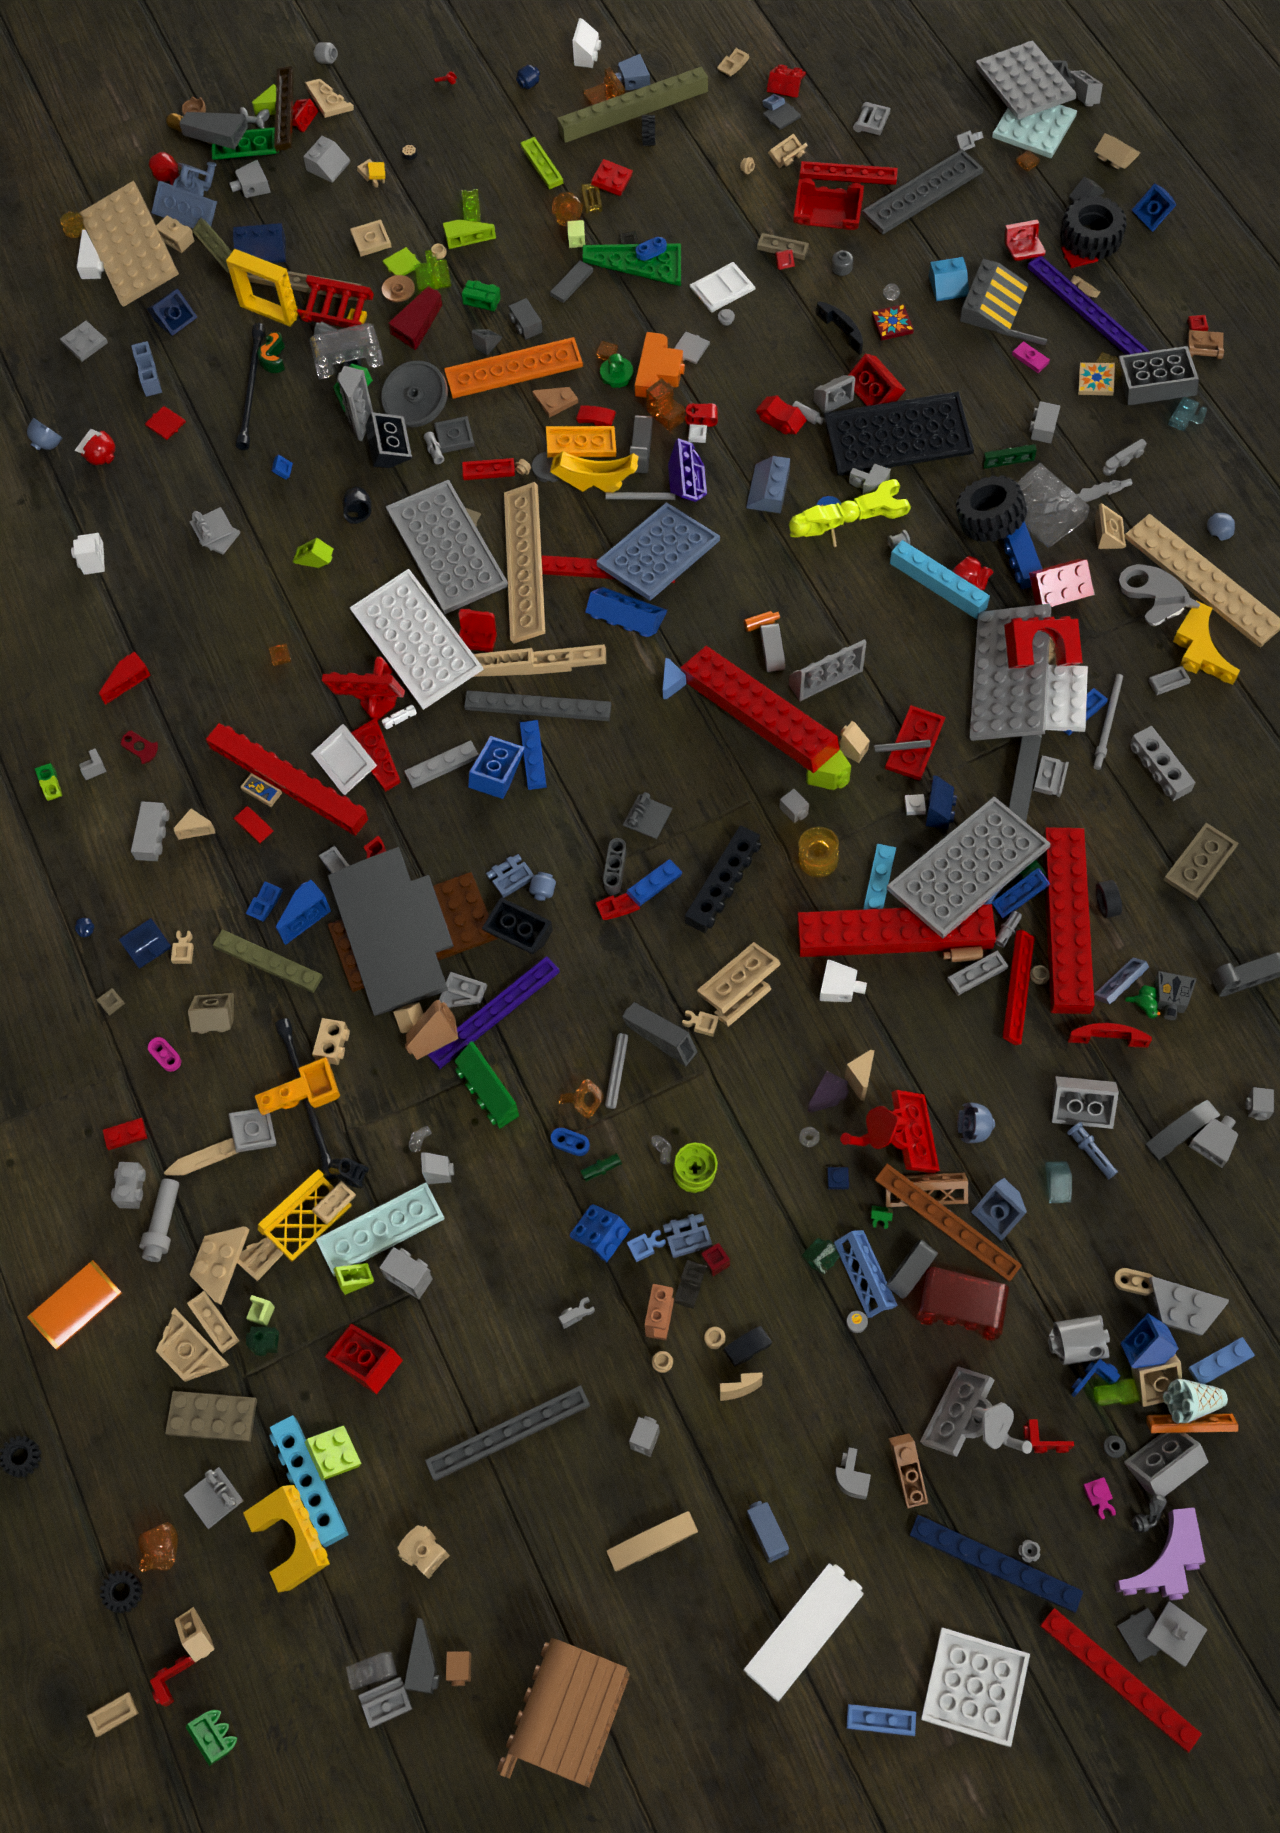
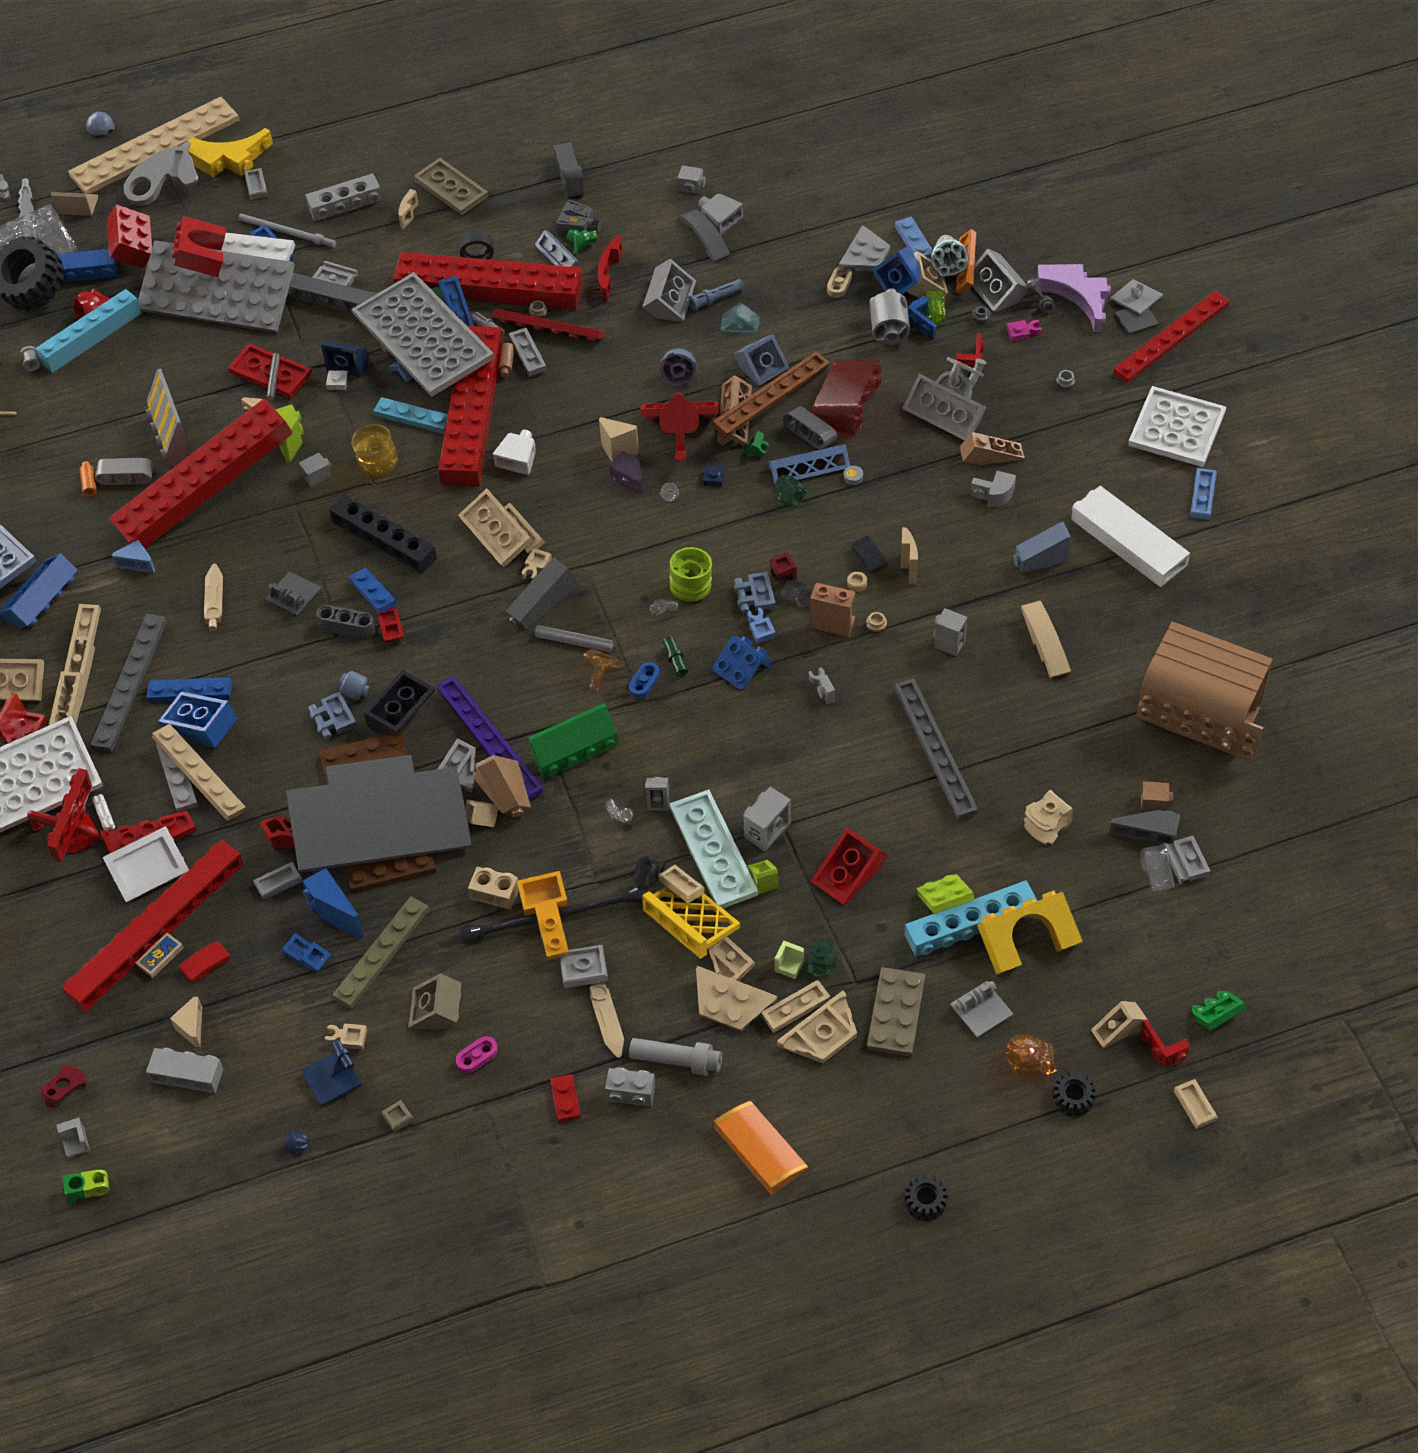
camera: 85 degrees left, 10 degrees down
(439, 779) = (198, 772): none -> tan plate
(638, 752) = (213, 597): none -> tan piece
(996, 1564) = (1074, 404): dark blue plate -> none
(1151, 823) = (406, 208): none -> tan slope

